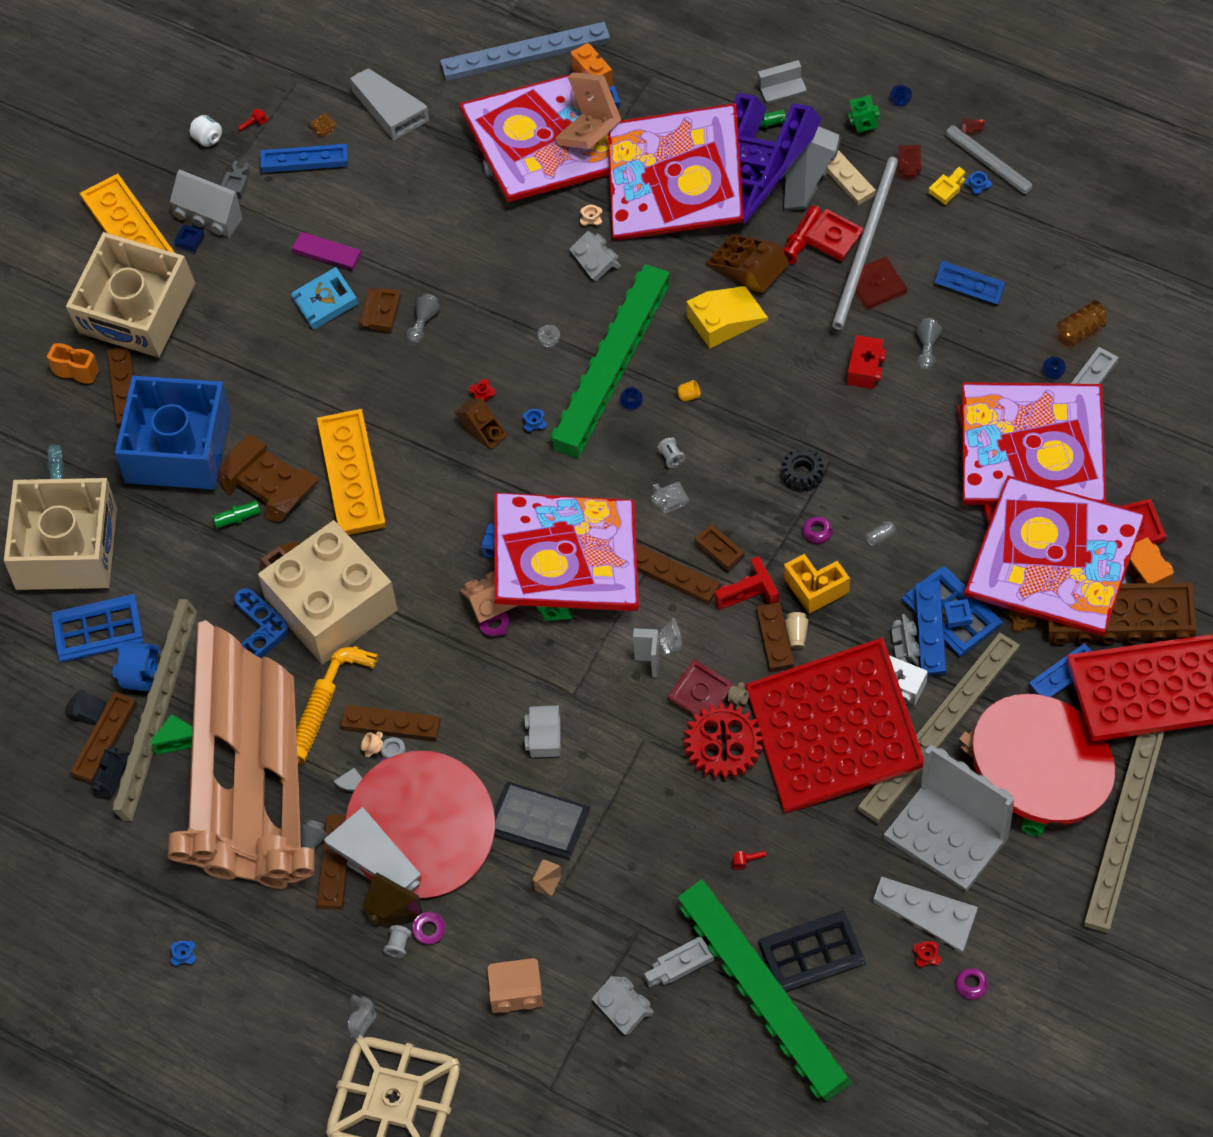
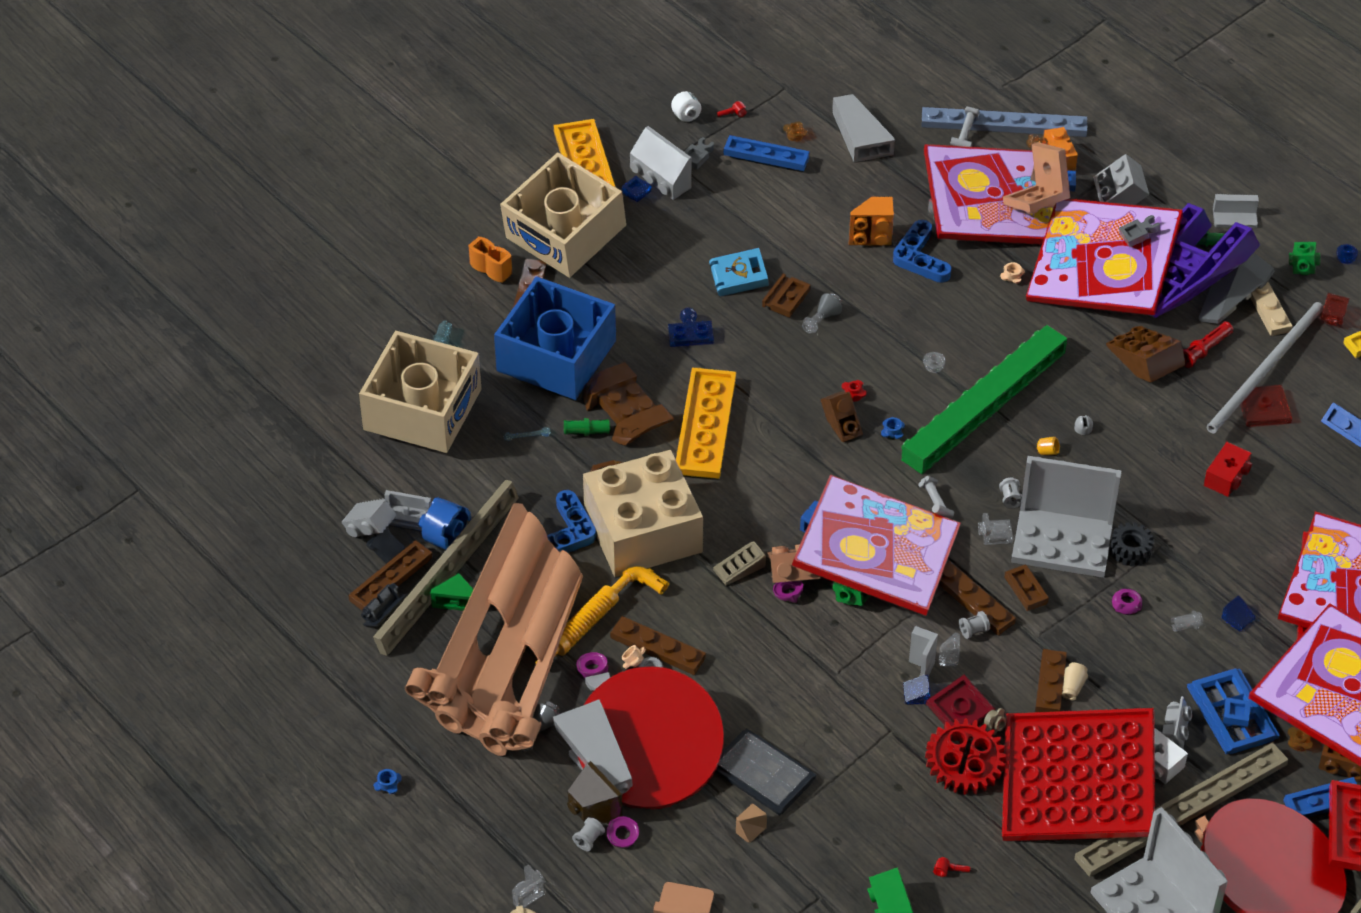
camera: 15 degrees right, 10 degrees down
(59, 685) = (368, 518): none -> light grey brick
(89, 610) = (427, 468): blue piece -> none
(91, 662) = (407, 509): none -> light grey hinge
(197, 531) = (545, 432): none -> clear light blue hinge
(300, 378) = (690, 331): none -> clear blue plate
(326, 251) = (756, 235): magenta tile -> none
(331, 758) = (592, 658): none -> magenta piece
(333, 871) = (550, 761): reddish brown plate -> none
(438, 205) = (872, 222): none -> orange slope
(445, 616) = (751, 554): none -> dark tan slope
(489, 227) = (914, 255): none -> blue beam
(492, 86) = (962, 141): none -> light grey piece
(543, 731) = (797, 695): light grey brick -> none
(563, 67) = (1031, 140): none -> clear orange arm
(594, 255) = (1003, 306): light grey bracket -> none
(609, 490) = (939, 507): none -> light grey piece
(631, 393) = (991, 436): clear blue plate -> none
(654, 688) = (917, 690): none -> clear blue slope
(663, 86) = (1121, 182): none -> light grey slope
(684, 602) = (974, 624): none -> light grey bush
(700, 140) = (1137, 232): none -> dark grey plate
(710, 359) = (1080, 428): none -> light grey hinge
(724, 314) = (1106, 390): yellow slope -> none
(733, 465) = (1066, 516): none -> light grey bracket
(748, 587) = (1039, 630): red bracket -> none
(816, 587) = (1108, 648): light orange brick -> none
(834, 235) = (1237, 352): red plate -> none
(924, 510) = (1237, 613): none -> clear blue slope
(928, 332) = (1298, 462): piece -> none
(931, 628) = (1206, 718): blue plate -> none

